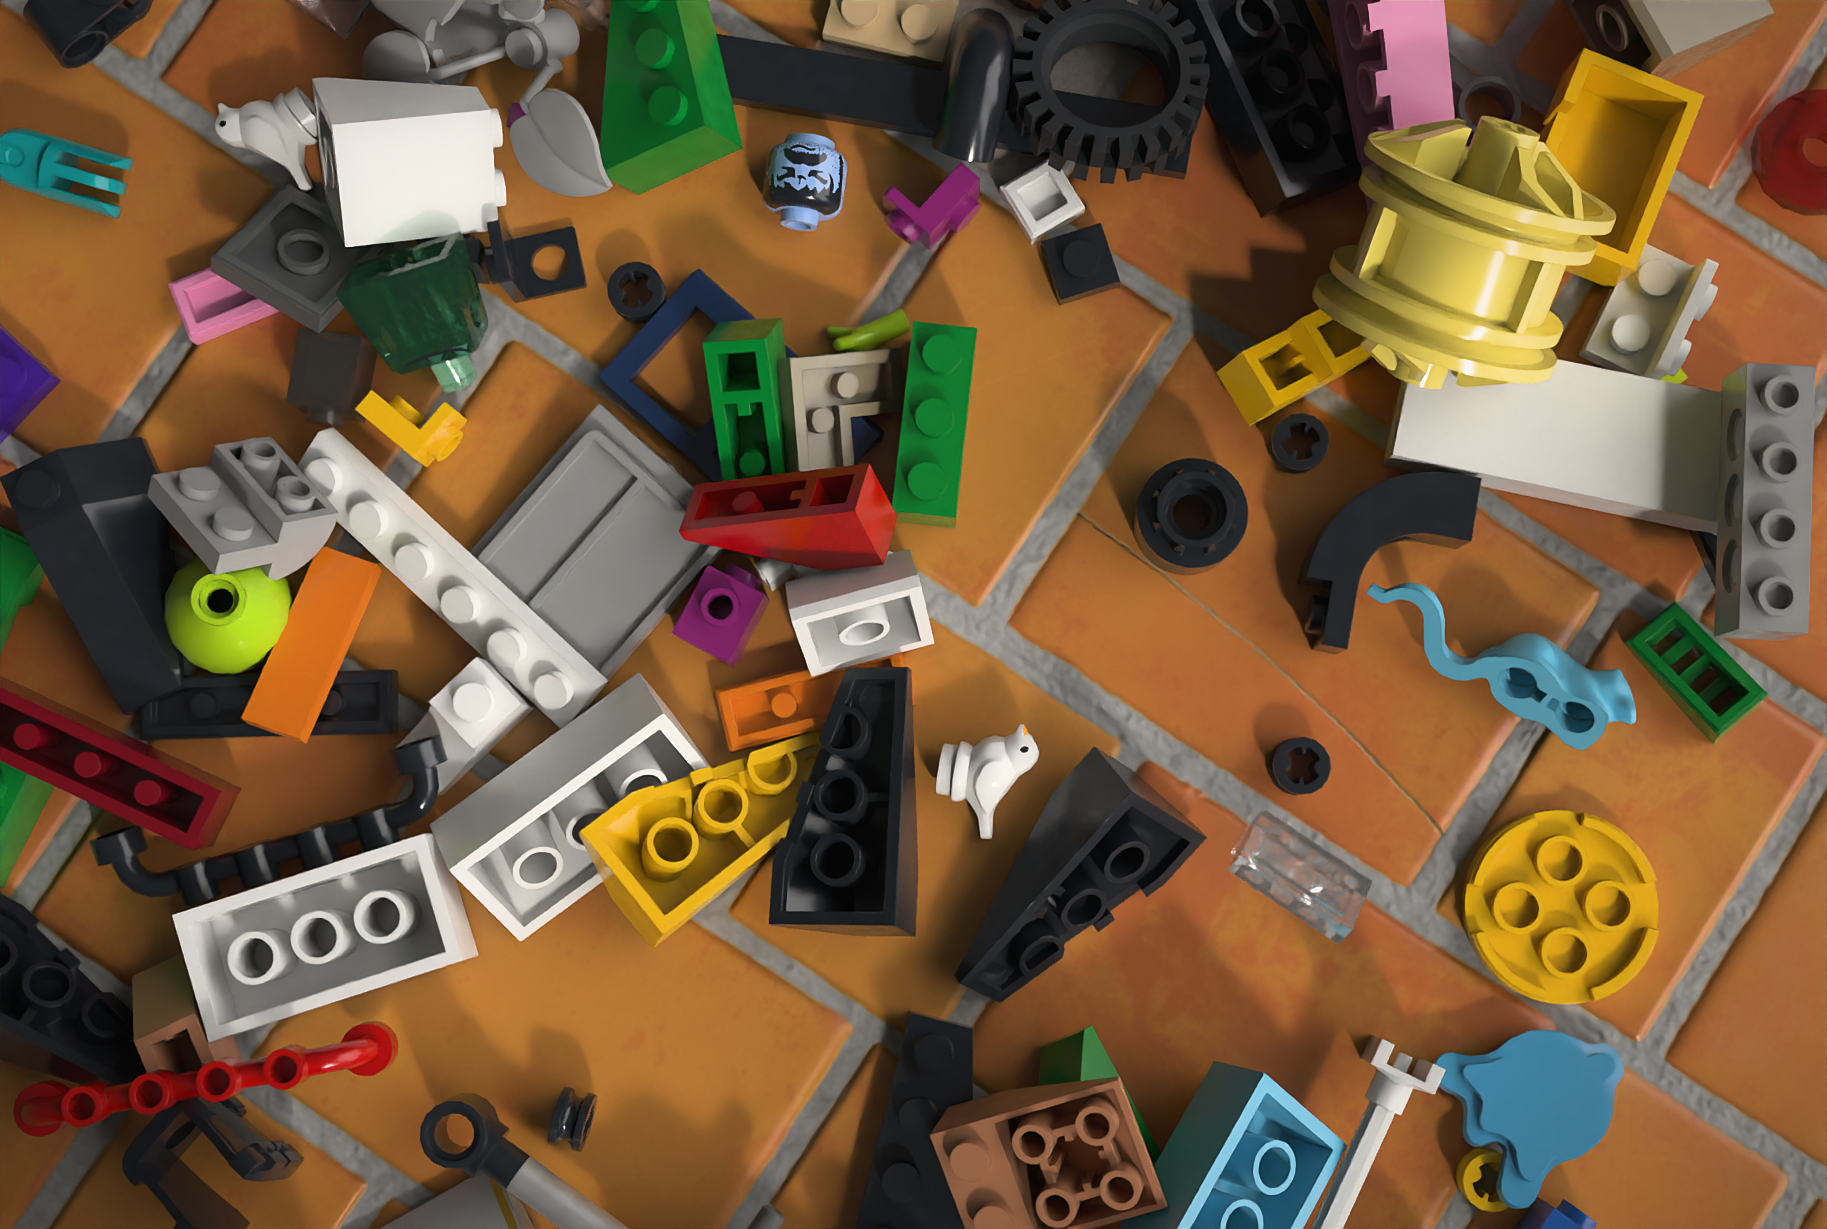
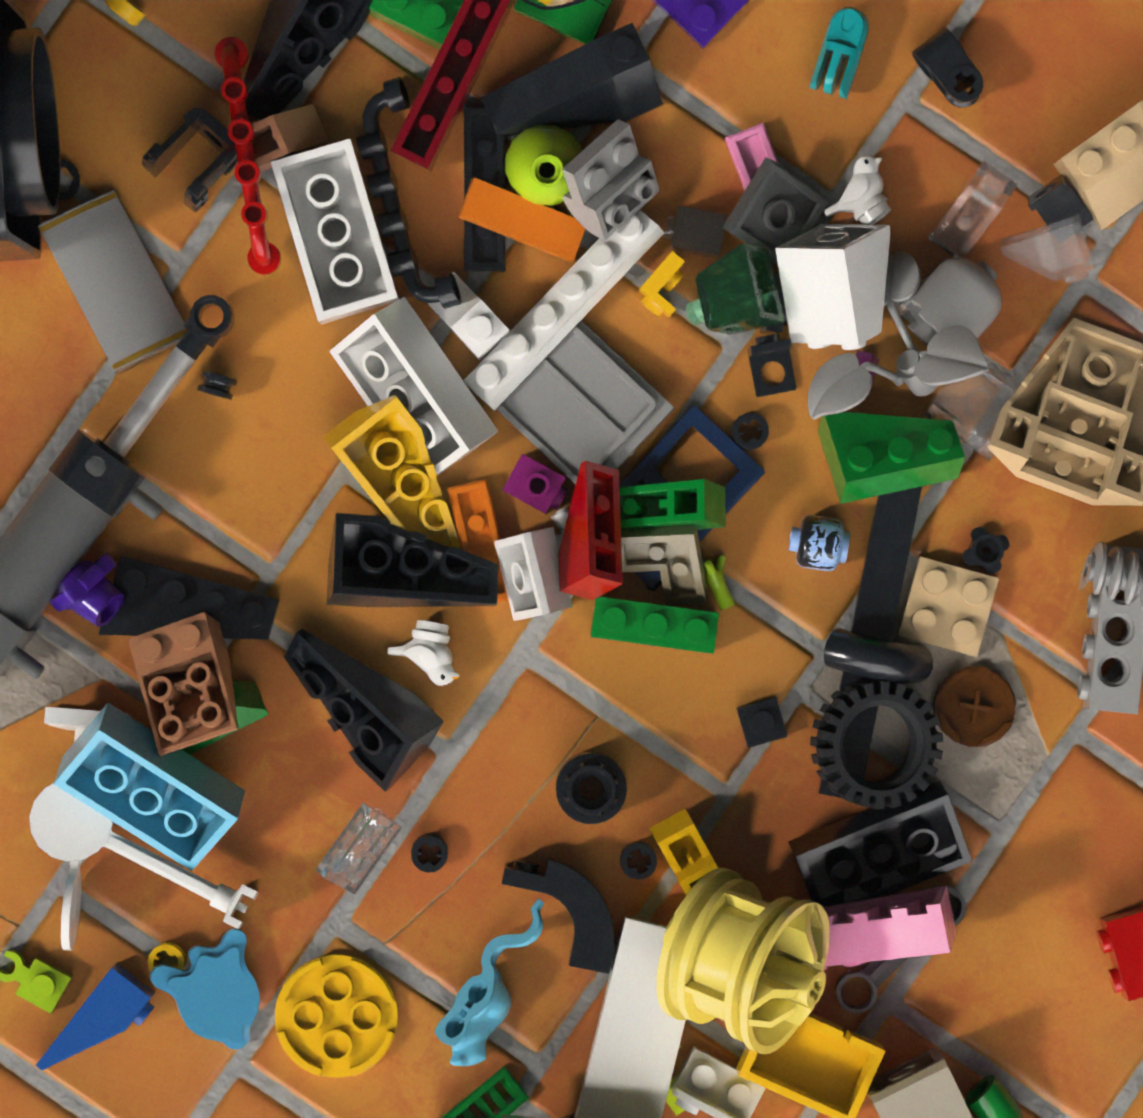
camera: 85 degrees right, 5 degrees up
(948, 207) = (798, 638): magenta bracket -> none
(1041, 201) = (804, 698): white tile -> none

